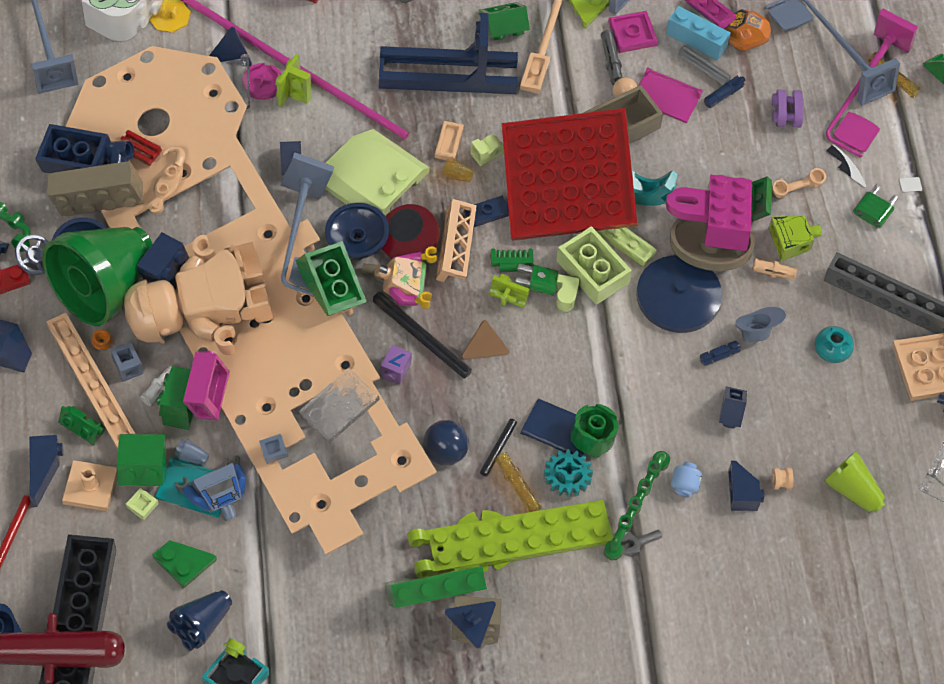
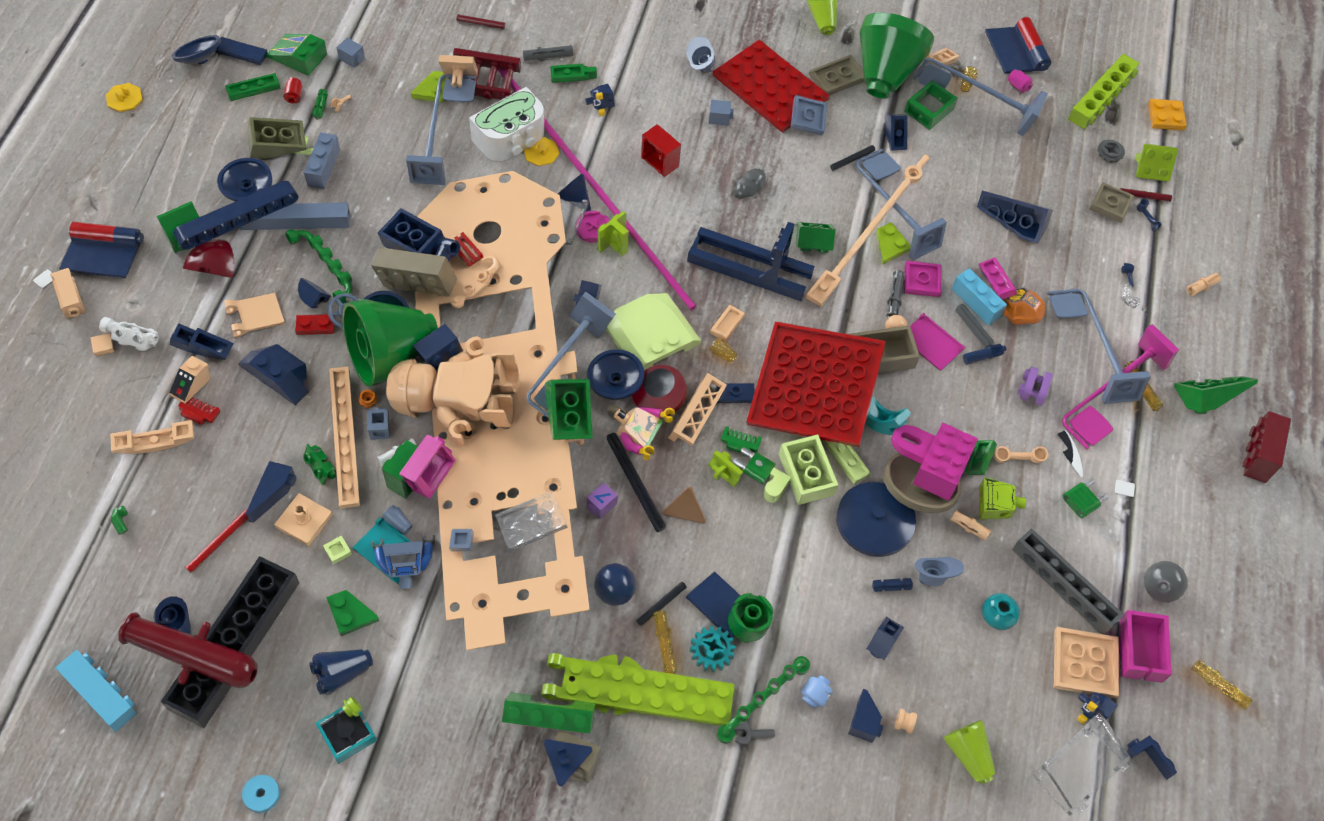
camera: 20 degrees right, 0 degrees up
(141, 460) = (350, 512): green slope -> none
(488, 149) = (755, 340): yellowish green leg -> none

